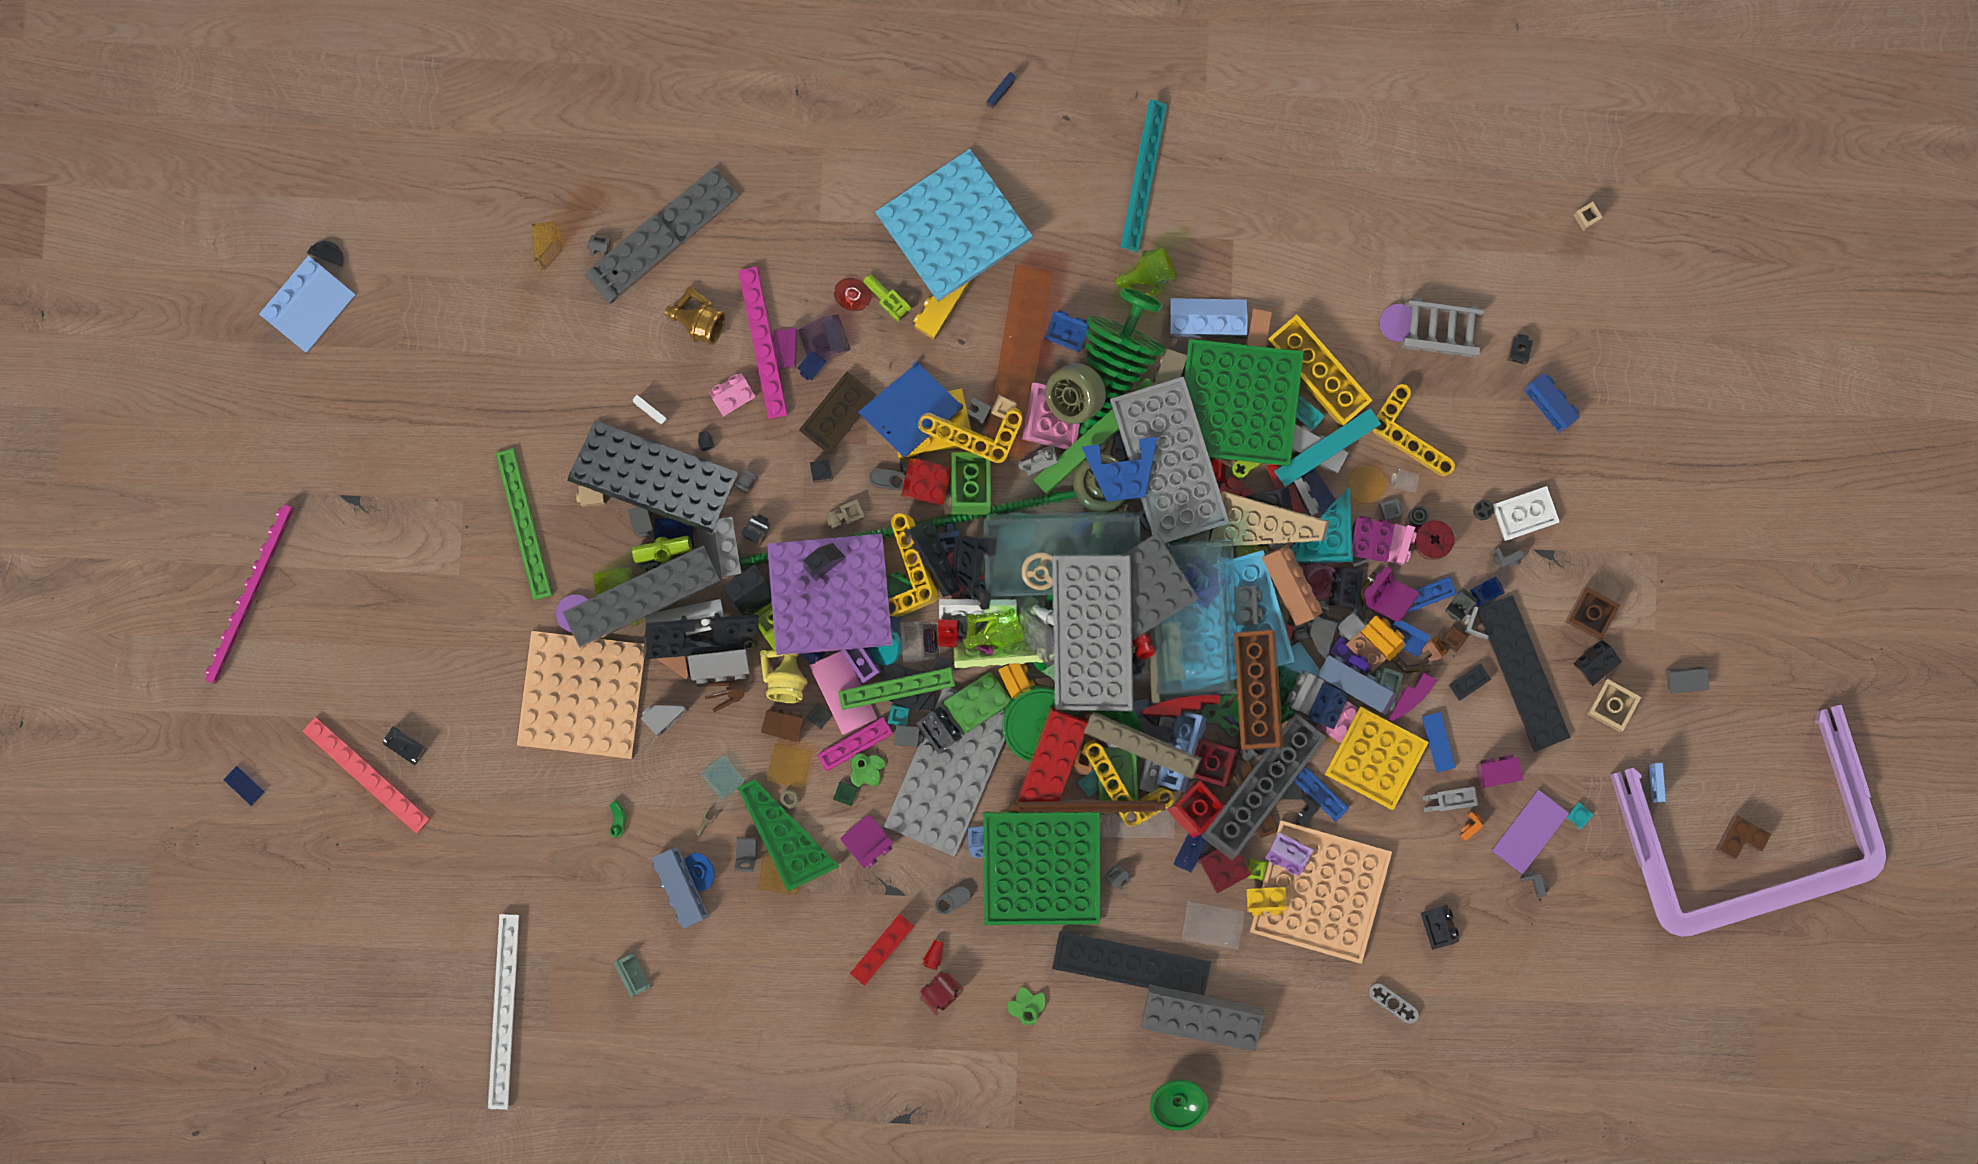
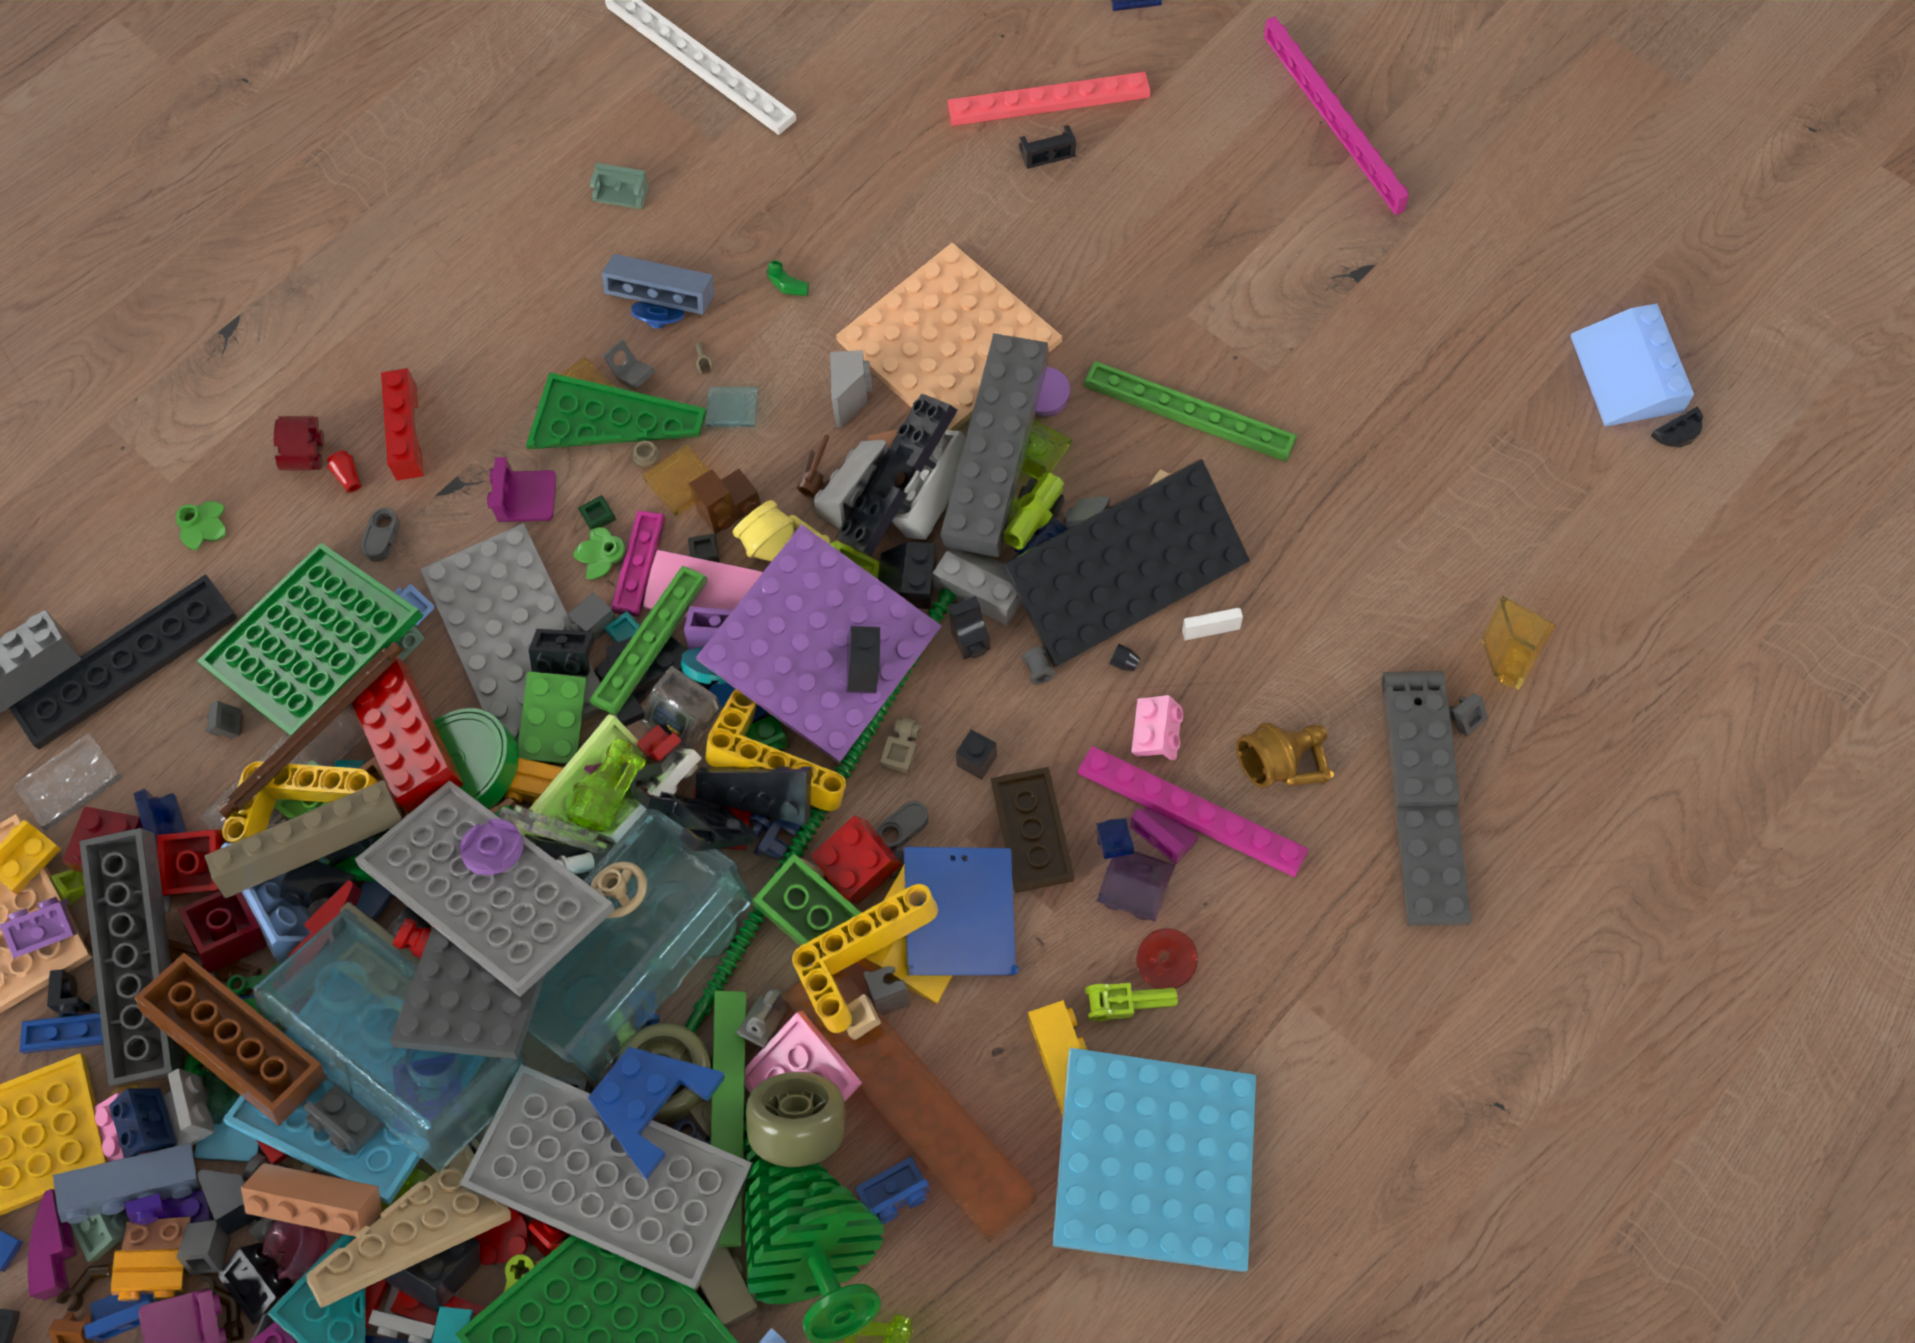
camera: 135 degrees right, 20 degrees down
(1072, 645) = (491, 847): none -> medium lavender tile

